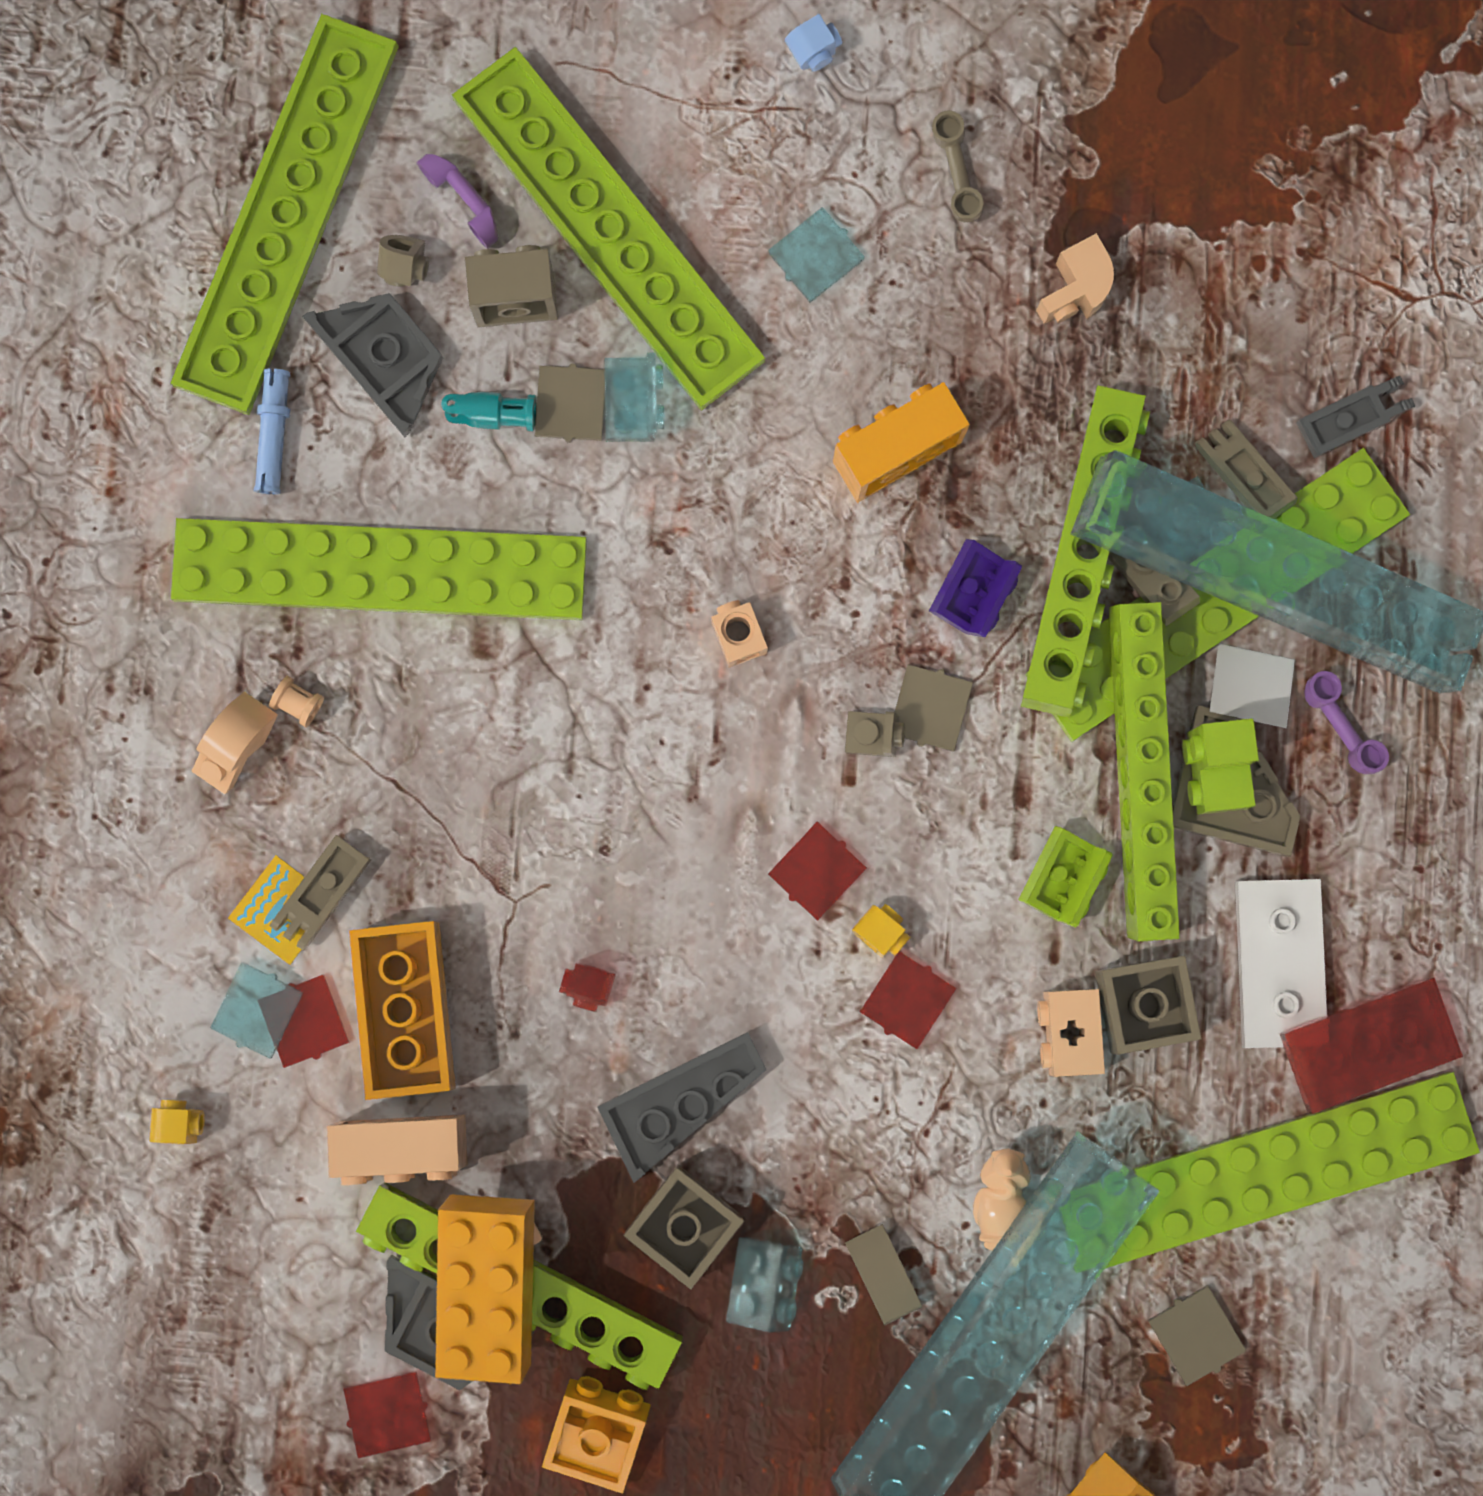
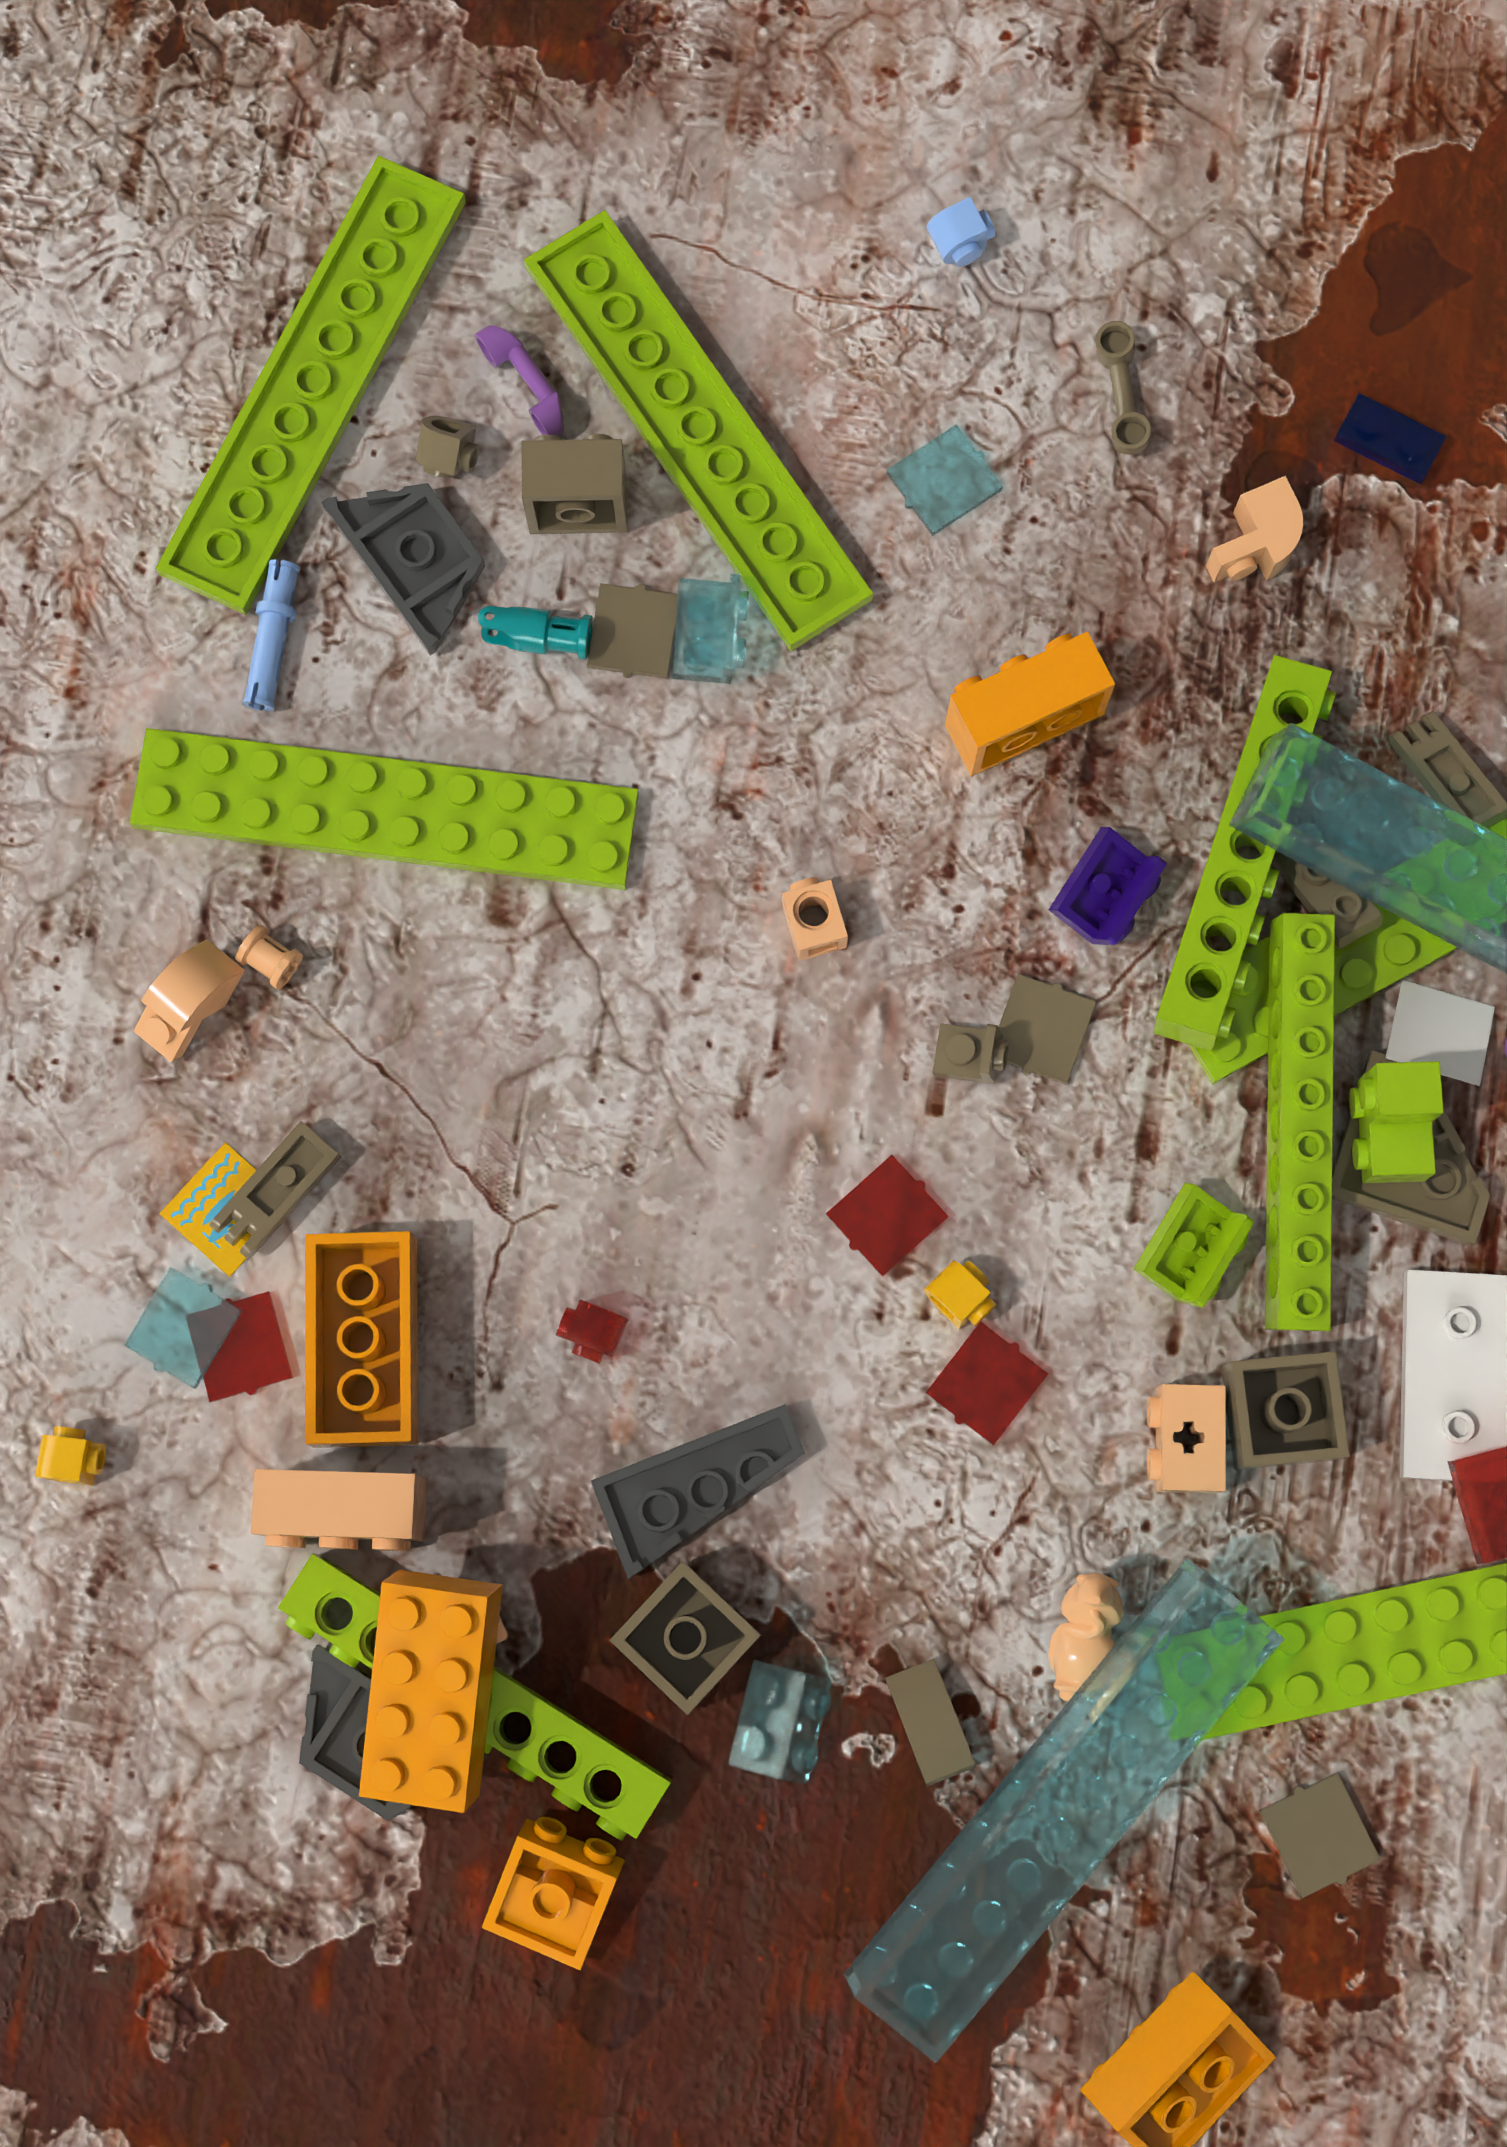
camera: 10 degrees right, 5 degrees down
(387, 1414) = (294, 1845): clear red piece -> none
(1180, 191) = (1390, 438): none -> clear blue plate

